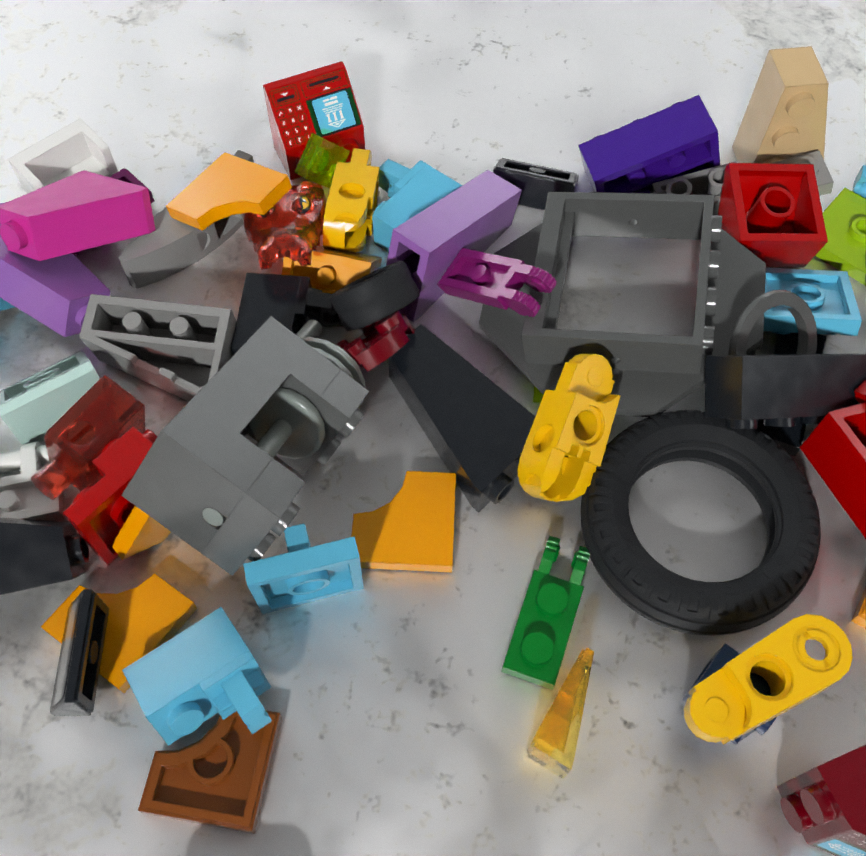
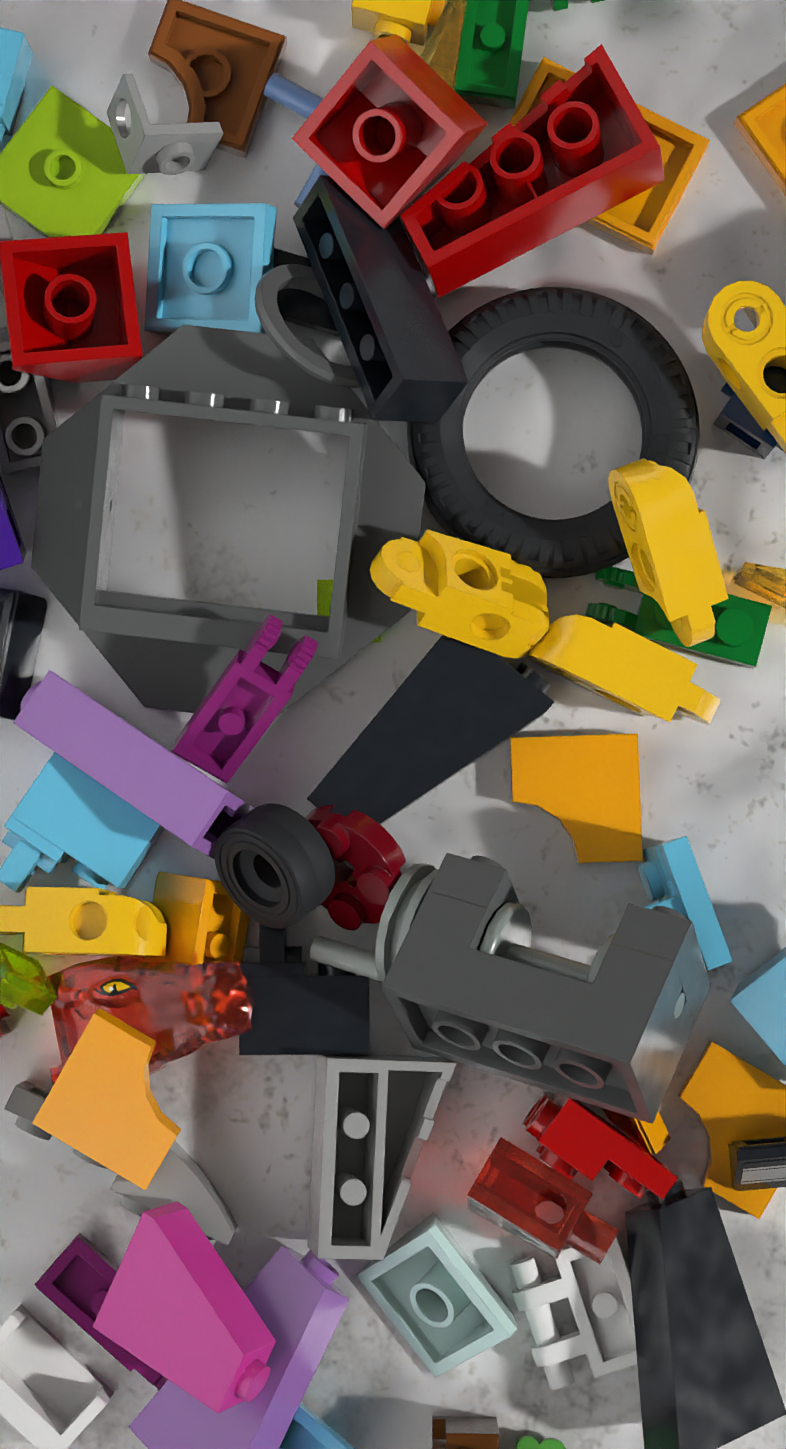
camera: 90 degrees left, 25 degrees up
(504, 554) = (623, 668): none -> yellow piece
(609, 573) = (669, 546): none -> yellow piece

